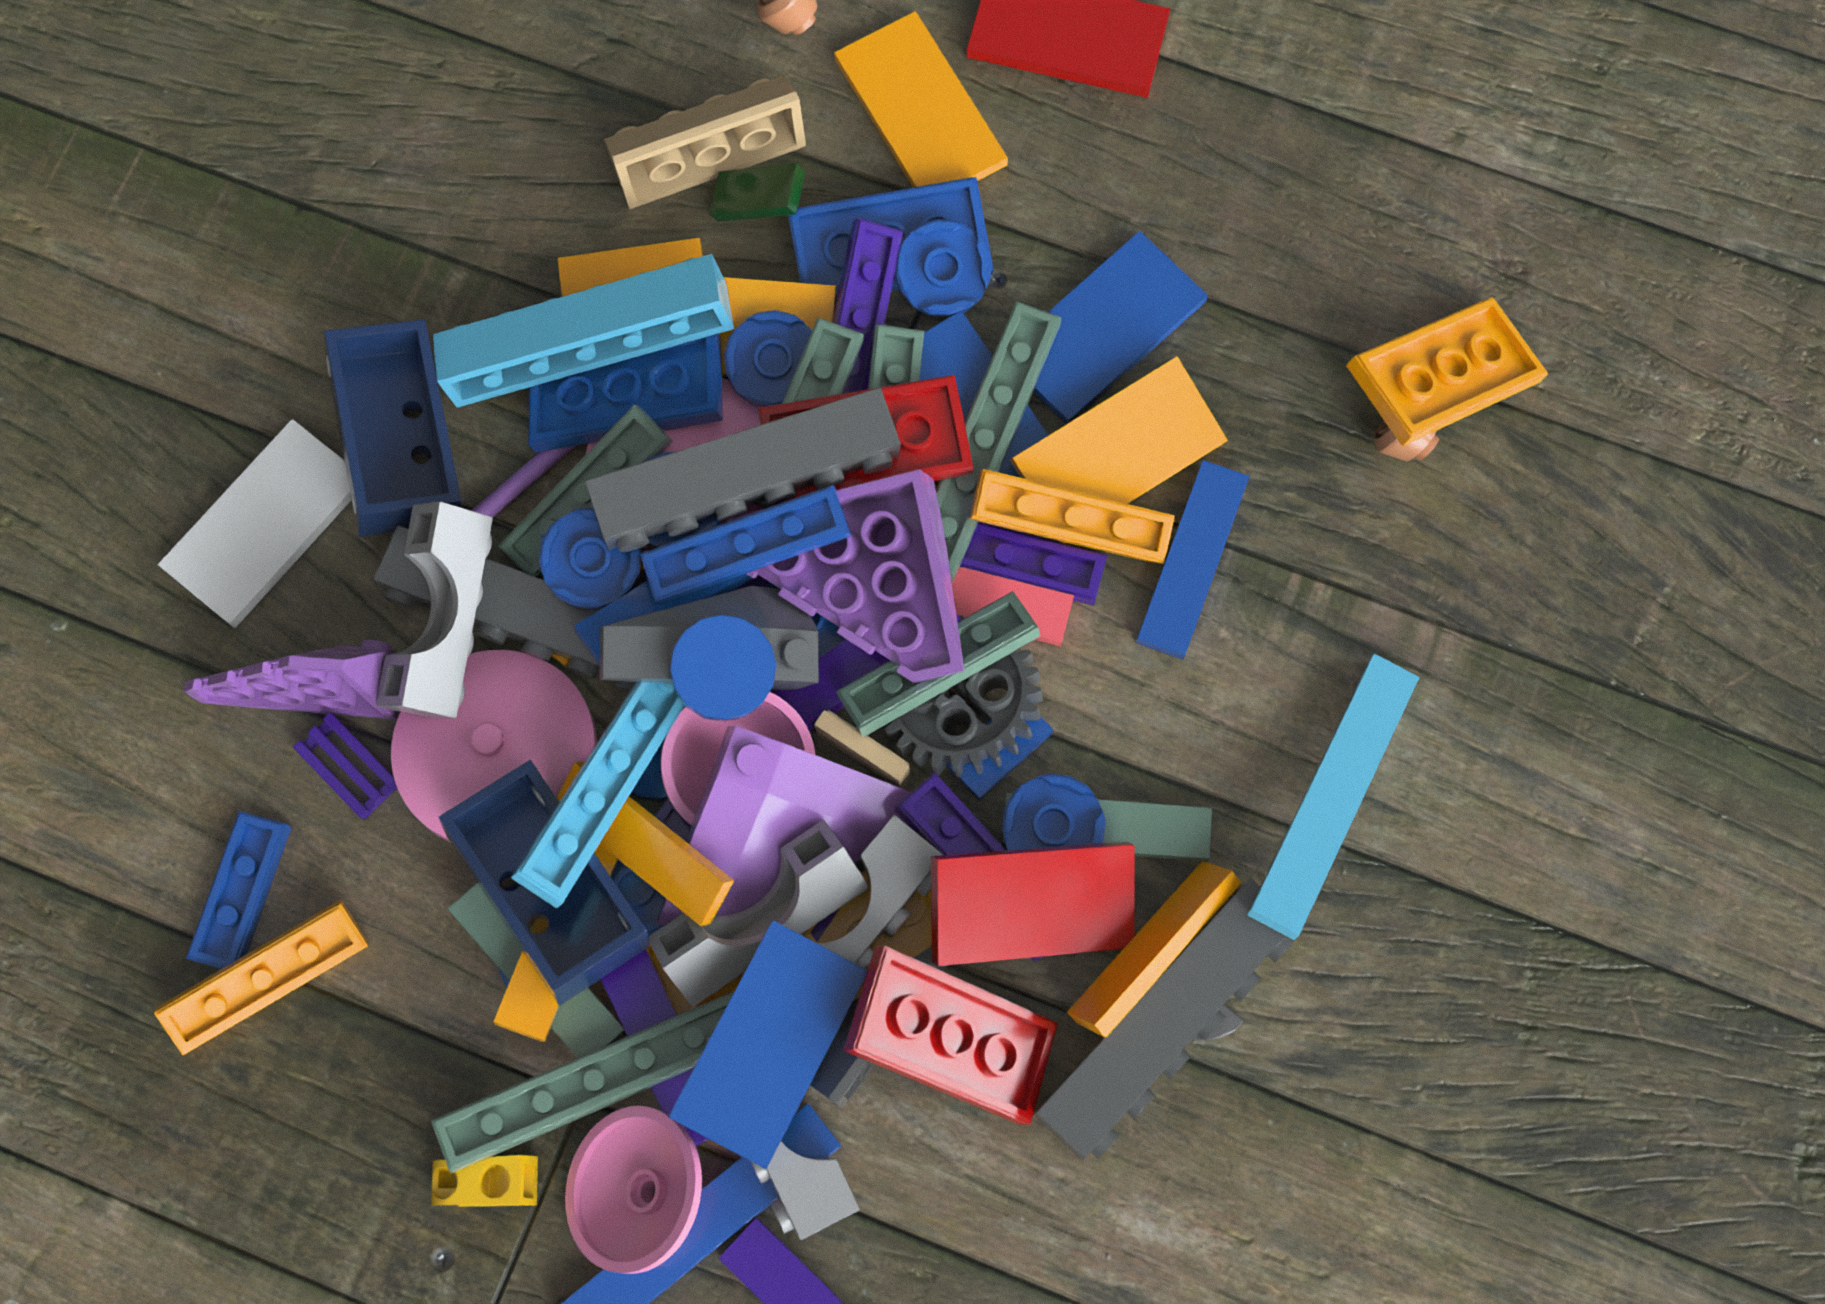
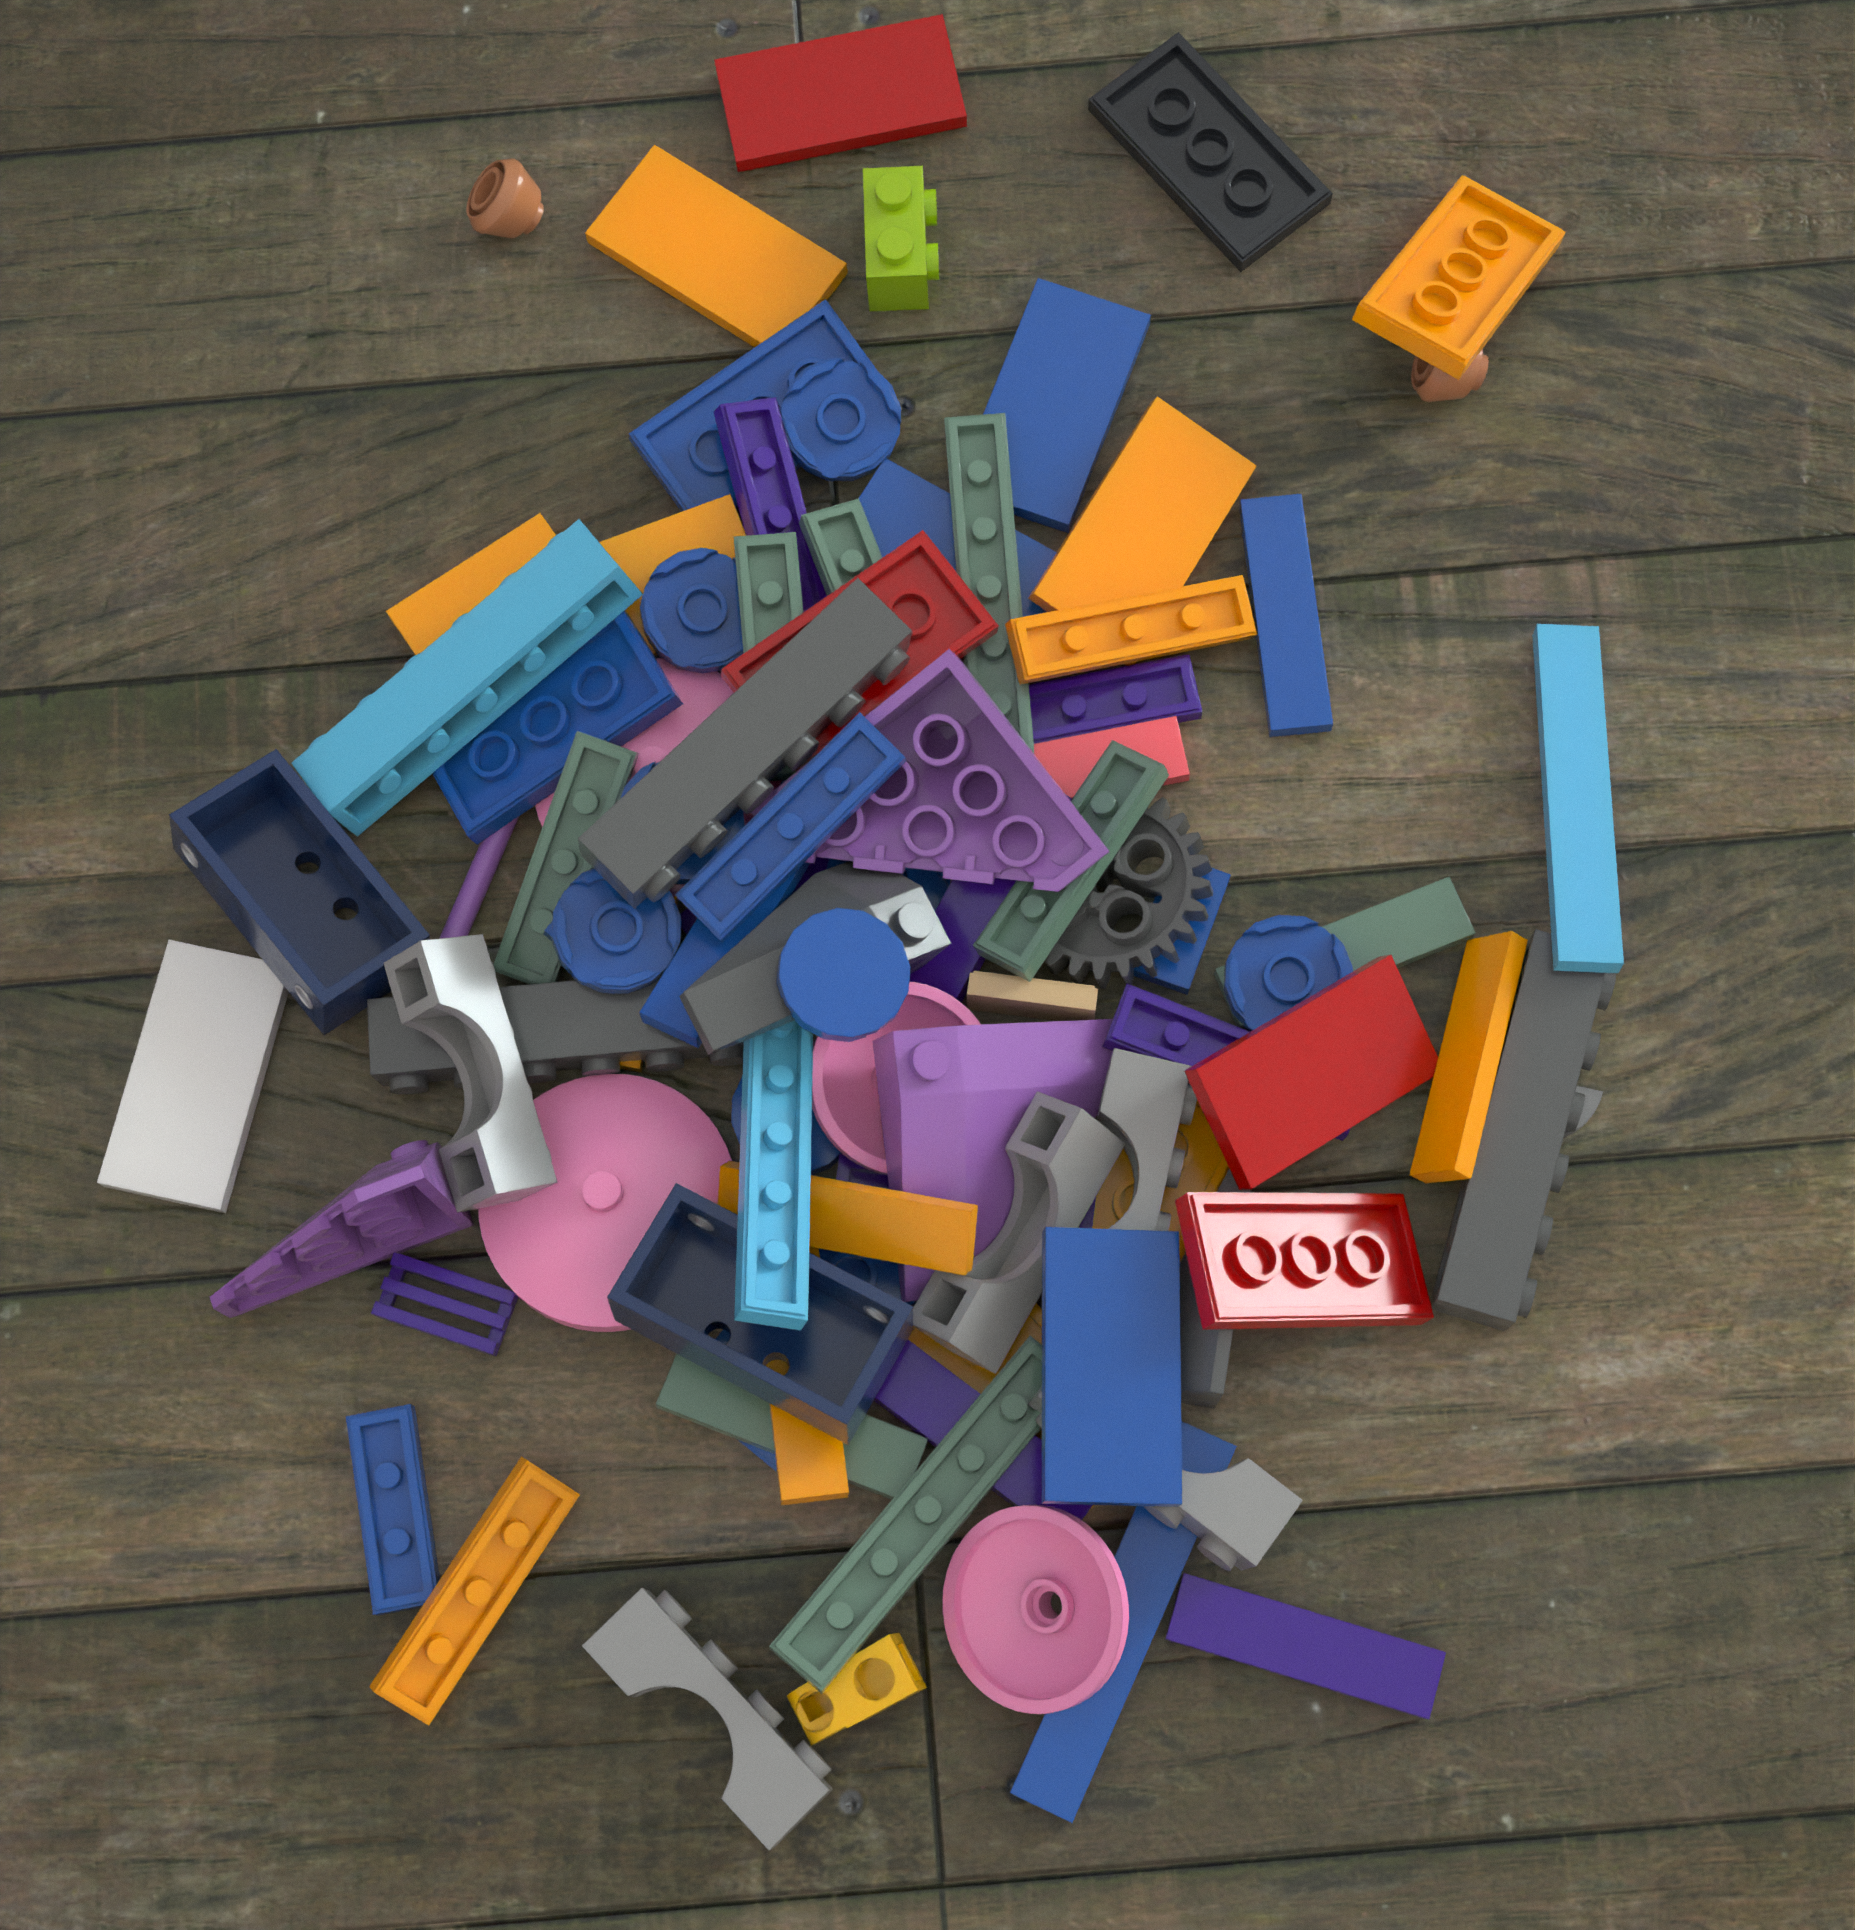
camera: 25 degrees left, 0 degrees up
(392, 1211) = (770, 1778): none -> light grey arch
(706, 139) = (492, 397): tan slope -> none
(757, 192) = (582, 430): dark green tile -> none
(1050, 156) = (895, 238): none -> lime brick
(1315, 195) = (1209, 151): none -> black tile

